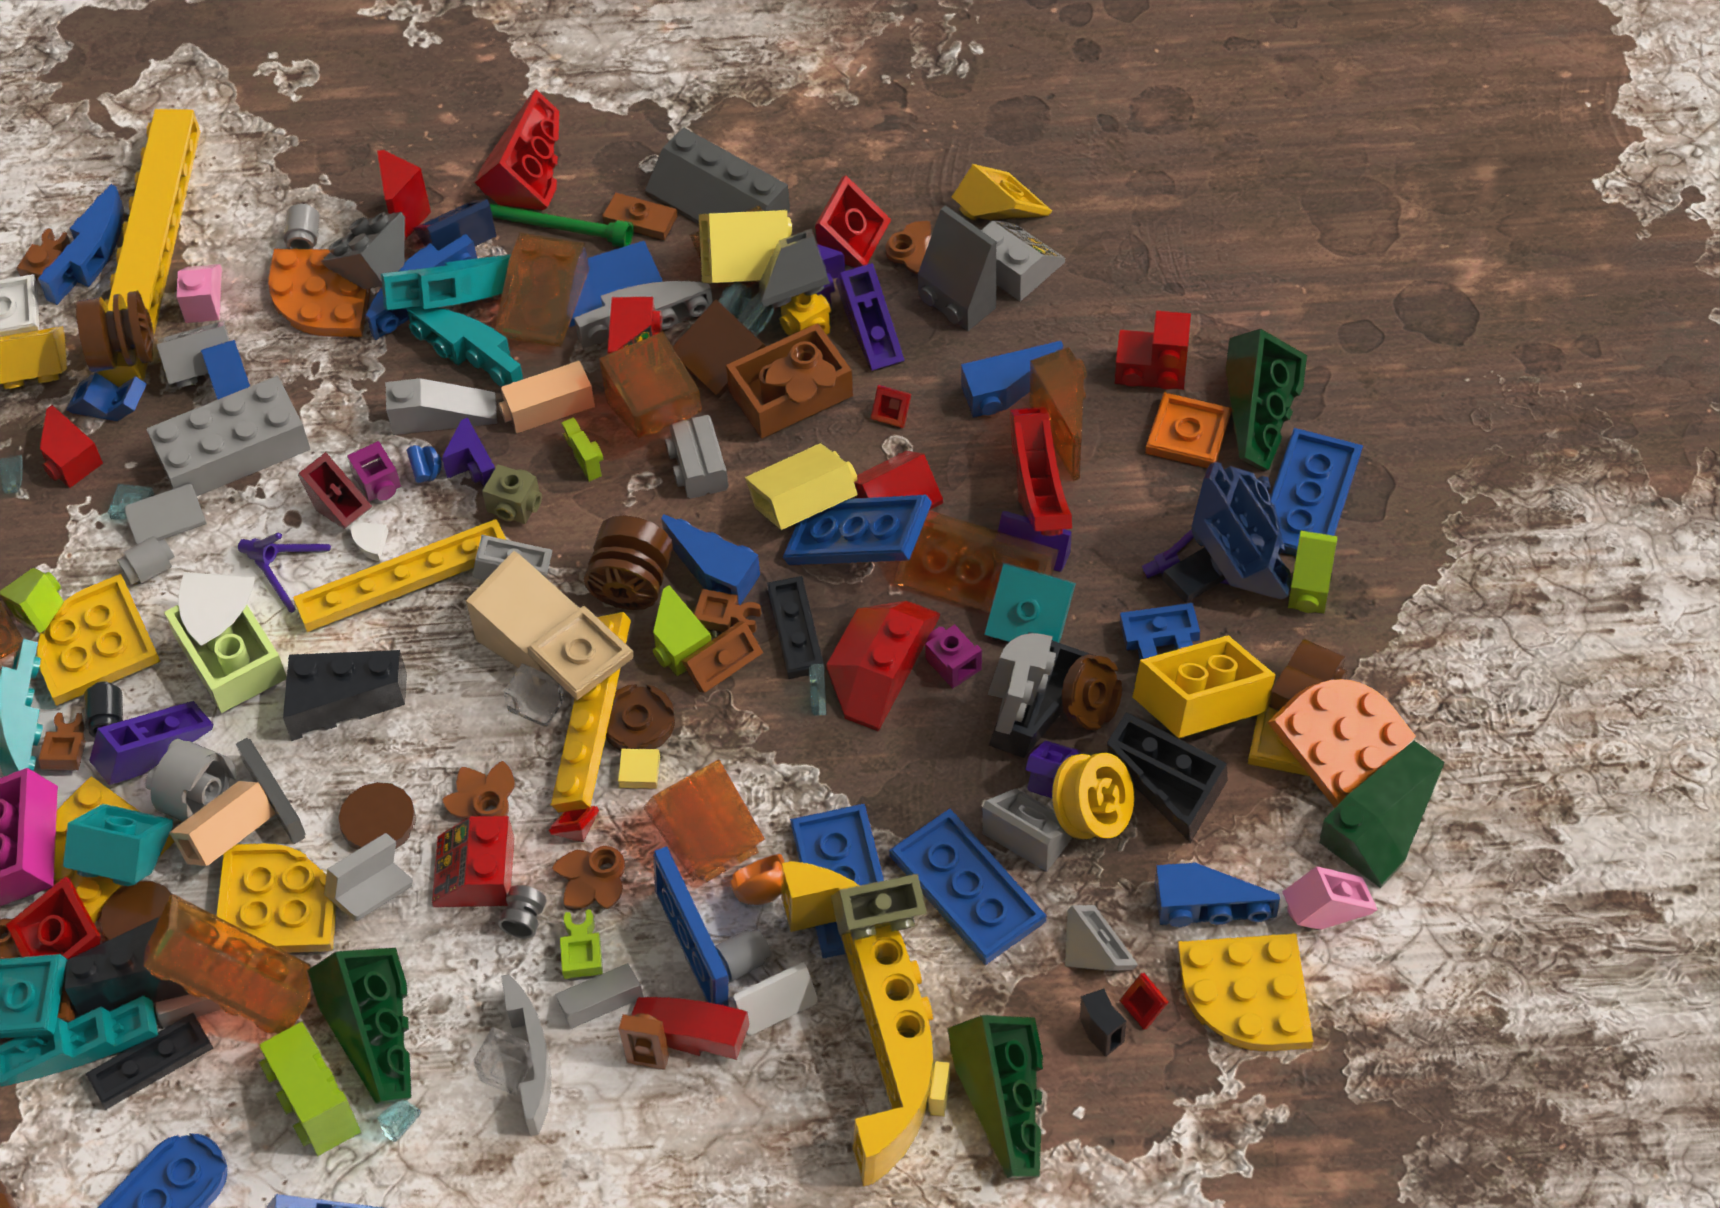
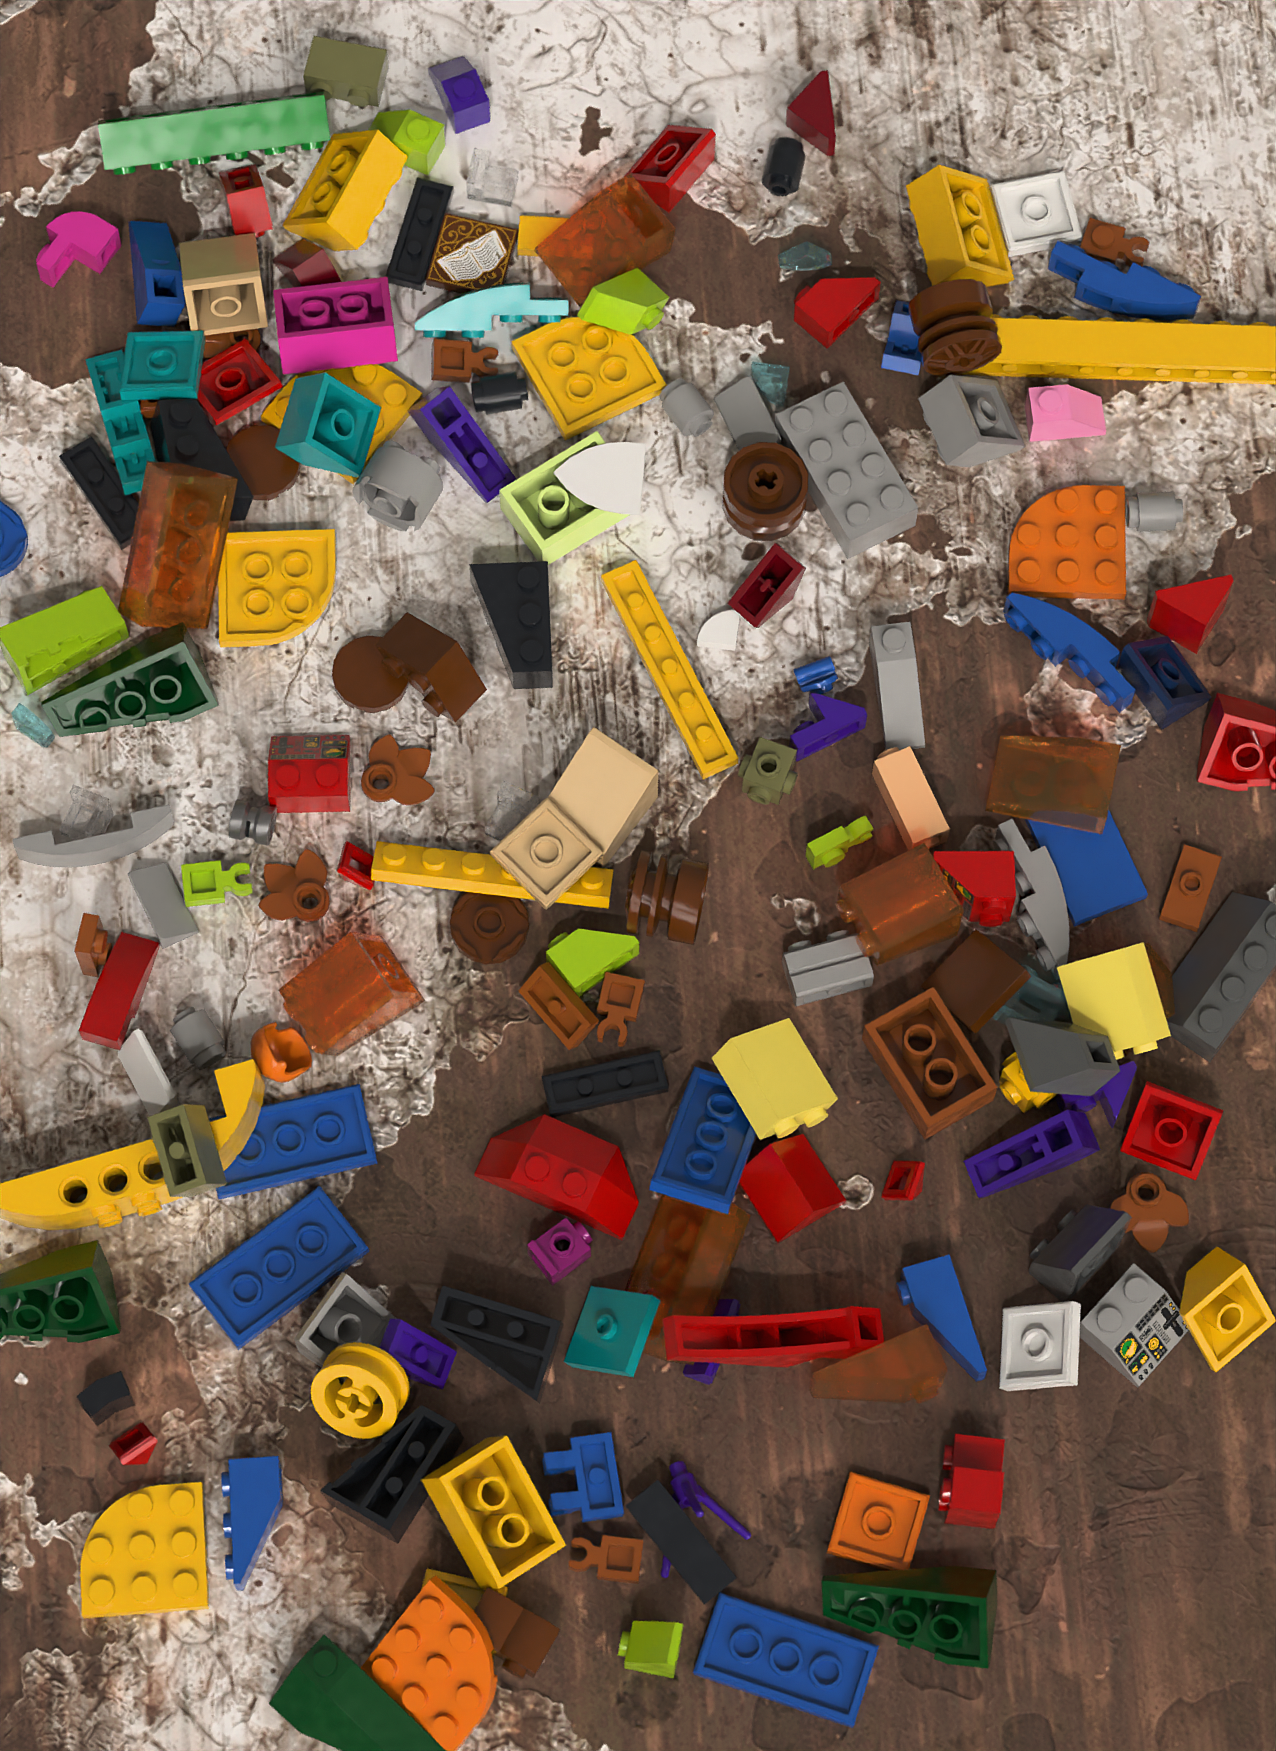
camera: 85 degrees right, 15 degrees up
(222, 823) = (352, 523): light nougat brick -> none
(225, 368) = (928, 456): blue tile -> none
(240, 496) = (765, 491): none -> reddish brown wheel
(264, 553) = (698, 526): dark purple plant -> none
(277, 798) = (399, 566): dark grey tile -> none
(366, 879) = (288, 671): light grey panel -> none
(369, 249) = (1104, 585): dark grey slope -> none
(375, 479) = (806, 615): magenta brick -> none
(377, 748) = (432, 666): none -> reddish brown brick
(445, 285) = (1046, 668): teal slope -> none
(466, 338) = (992, 699): teal slope -> none
(494, 551) = (682, 779): light grey slope -> none
(617, 233) = (1159, 864): green piece -> none
(639, 768) = (426, 929): light yellow tile -> none
(690, 929) = (213, 983): blue tile -> none
(712, 560) = (679, 992): blue slope -> none
(801, 376) = (908, 1069): dark orange plate -> none
(818, 689) = (521, 1109): clear light blue tile -> none
(939, 1088) = (40, 1236): light yellow tile -> none
(1020, 675) = (483, 1302): light grey brick -> none
(1037, 309) = (1040, 1346): none -> white tile
(1091, 692) = (497, 1394): reddish brown tile -> none
(1093, 942) = (204, 1398): light grey slope -> none
(1232, 613) = (616, 1558): none -> dark orange plate
(1241, 531) = (703, 1565): dark blue wedge -> none
(1328, 898) = (245, 1644): bright pink slope -> none

